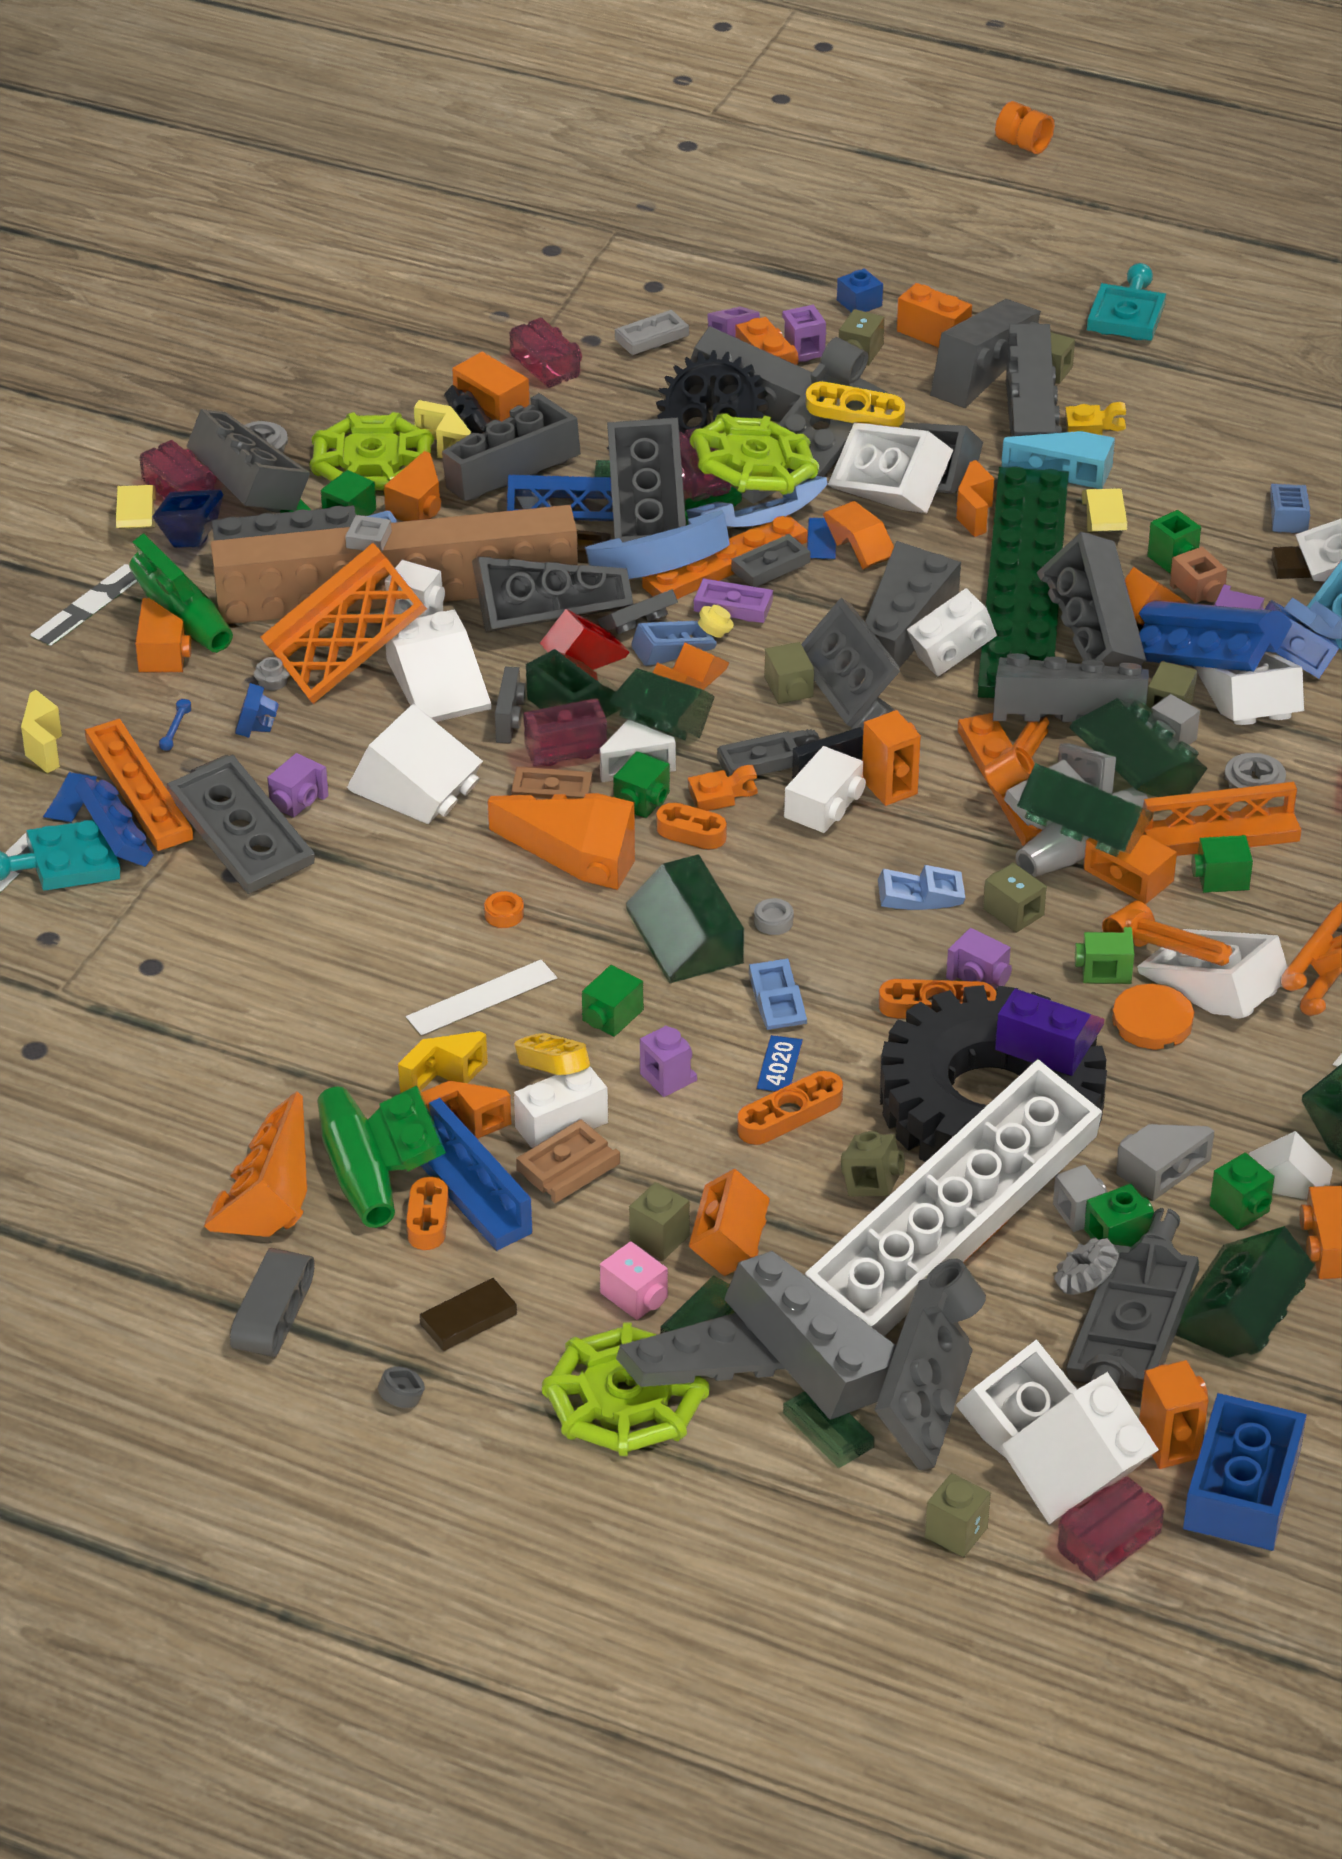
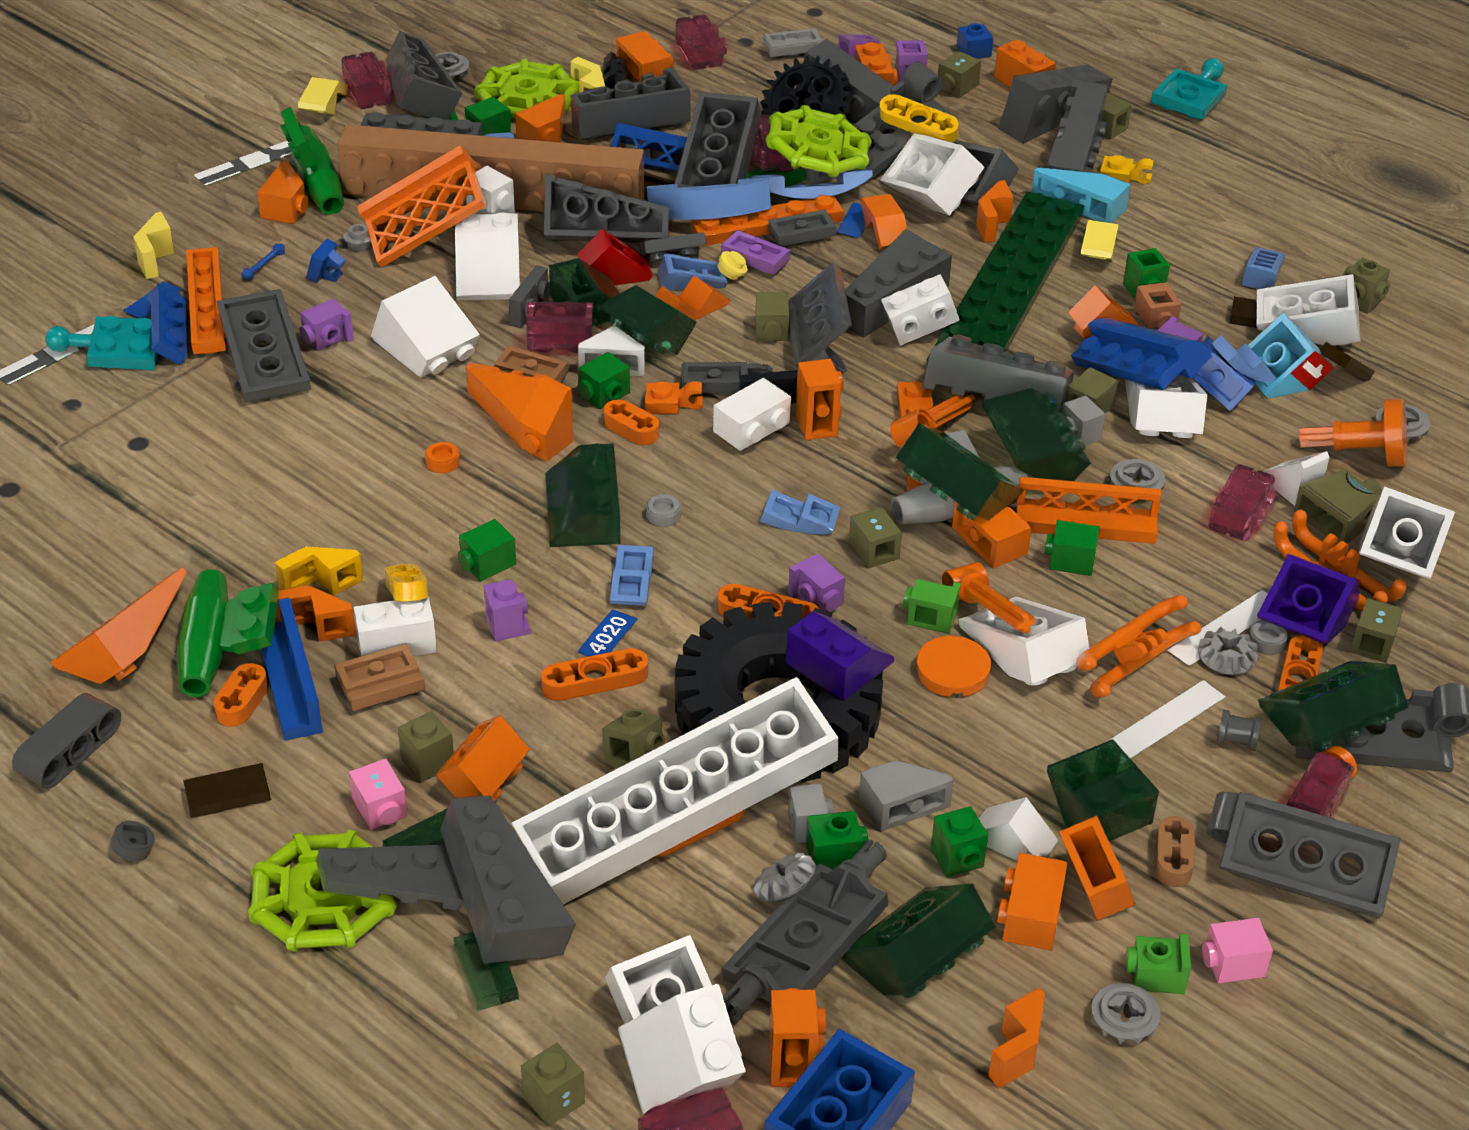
camera: 15 degrees right, 0 degrees up
(188, 516) = (351, 105): clear blue slope -> none
(366, 531) = (468, 137): light grey plate -> none
(481, 997) = (387, 524): white sticker -> none
(930, 1362) = (620, 881): dark grey hinge -> none
(1092, 766) = (986, 440): light grey plate -> none
(1094, 600) = (1052, 306): dark grey wedge -> none

